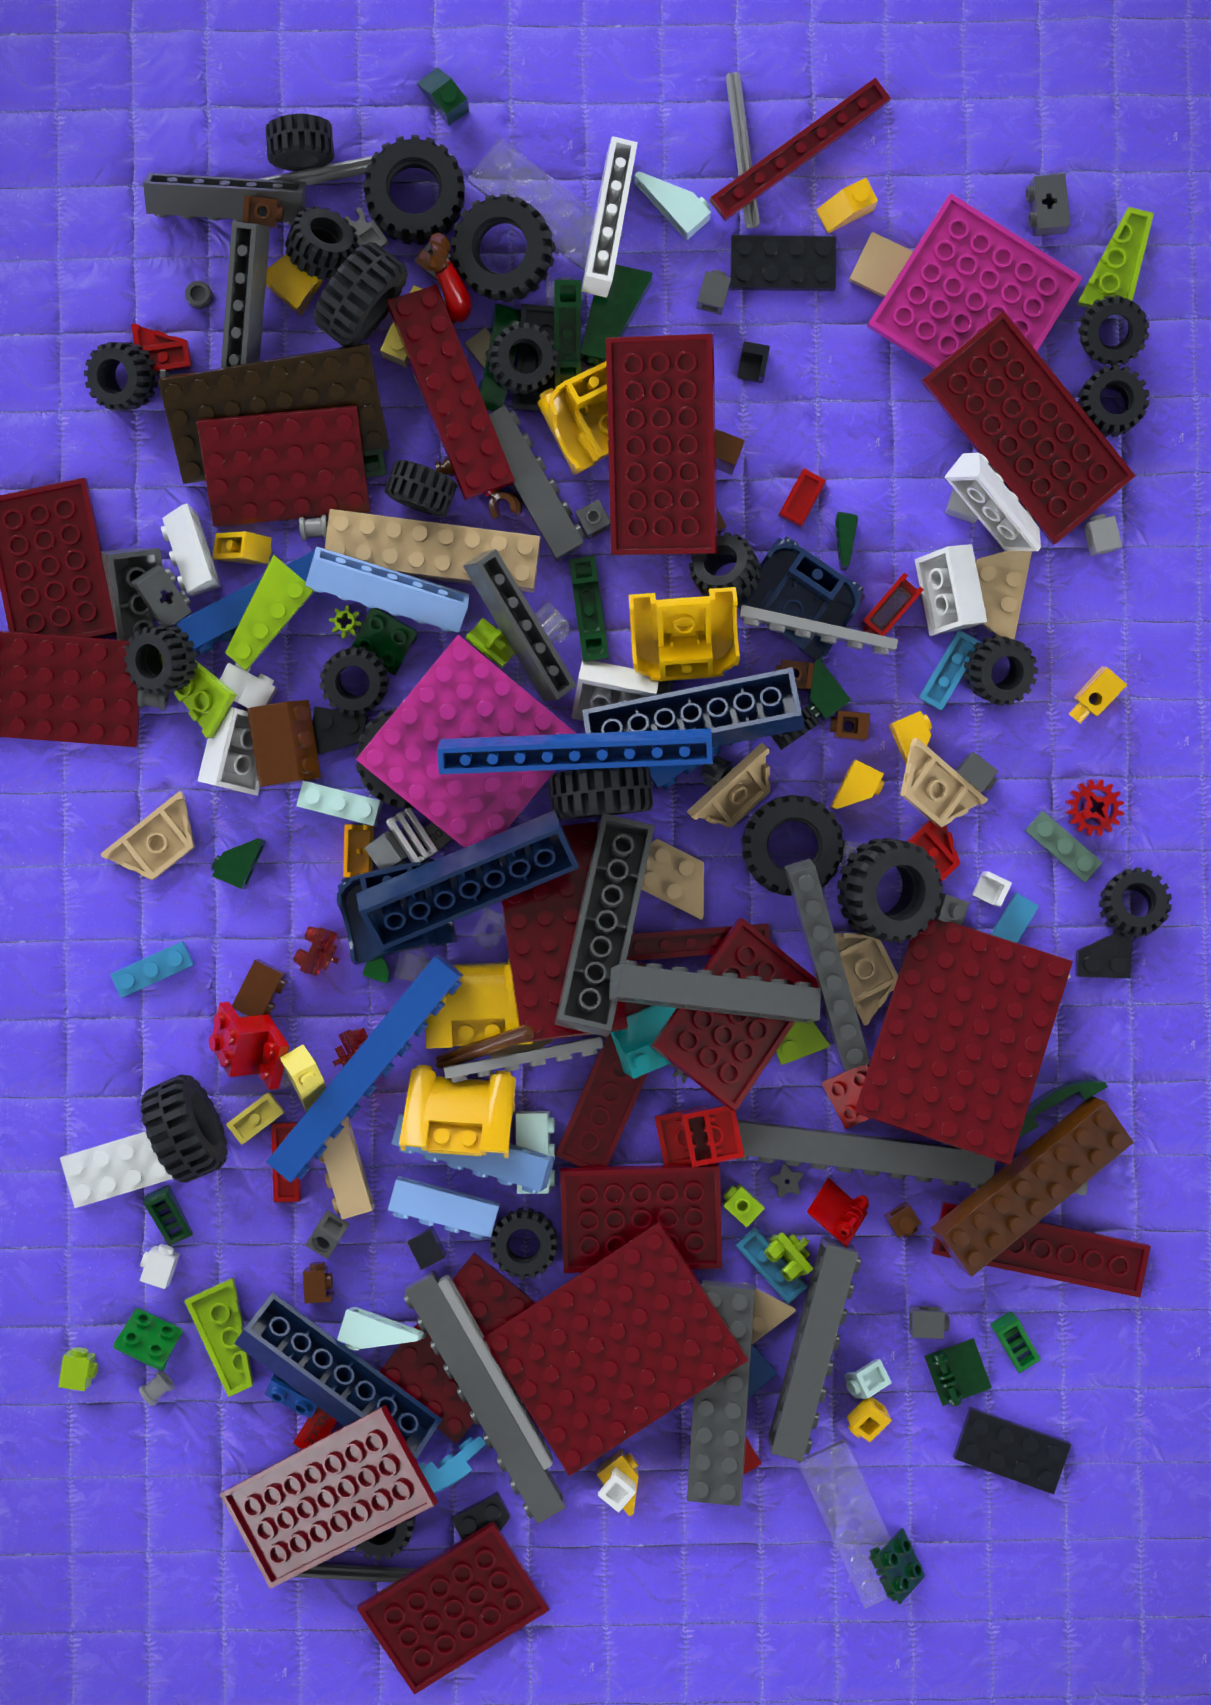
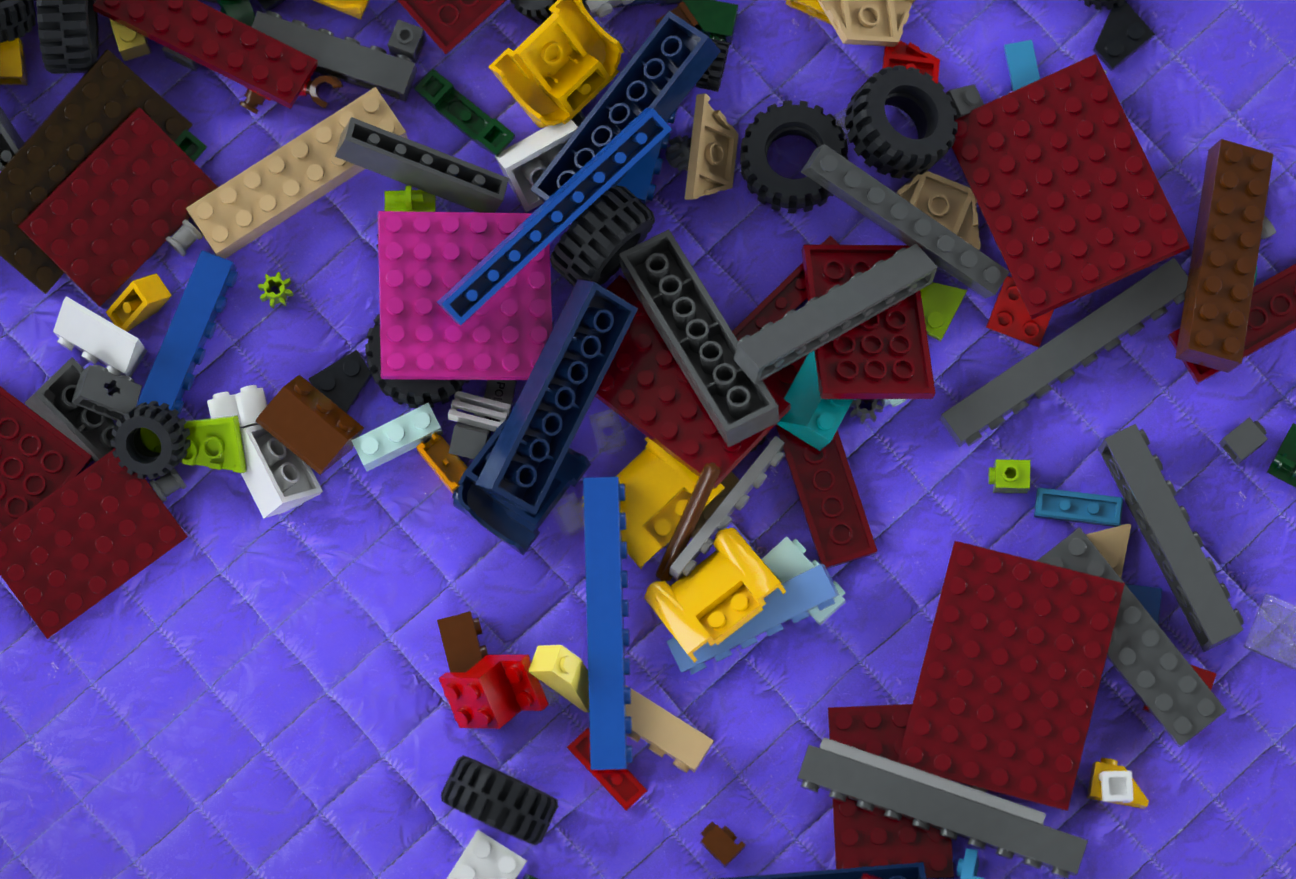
camera: 35 degrees left, 10 degrees down
(152, 969) = (357, 707): dark azure plate -> none
(156, 840) = (270, 599): tan wing -> none
(238, 863) = (354, 557): dark green slope -> none
(255, 1118) = (550, 753): light yellow plate -> none
(270, 609) = (205, 324): lime wing -> none
(320, 952) = (486, 570): clear red hips -> none
(327, 1234) = (690, 785): dark grey brick -> none
(339, 696) = (324, 302): black tyre -> none
(350, 1042) = (575, 623): clear red hips -> none
(368, 1330) = (802, 841): light aqua slope -> none
(377, 970) = (545, 546): green tile -> none
(385, 637) = (319, 278): dark green hinge -> none
(387, 590) = (289, 231): light blue brick -> none
(421, 488) = (246, 129): black tyre -> none
(427, 1248) = (785, 734): black panel -> none
(443, 1206) = (769, 688): light blue brick -> none
(523, 1265) = (861, 635): black tyre -> none
(553, 623) = (447, 143): clear brick -> none
(615, 1204) = (907, 562): dark red plate -> none
(675, 878) = (726, 265): tan wing -> none
(699, 1136) = (925, 448): red bracket -> none
(780, 1178) = (1029, 435): dark grey plate -> none
(792, 1251) = (1084, 480): lime hips -> none
(838, 1211) = (1092, 414): red hinge -> none
(858, 785) = (803, 67): yellow slope -> none
(859, 721) = (756, 18): reddish brown brick -> none
(867, 1380) = (1238, 530): light aqua bracket -> none
(868, 1419) = (1267, 559): yellow brick -> none
(903, 1220) = (1150, 376): reddish brown brick -> none
(991, 888) = (982, 57): white panel -> none
(1083, 1088) = (1196, 152): dark green slope -> none

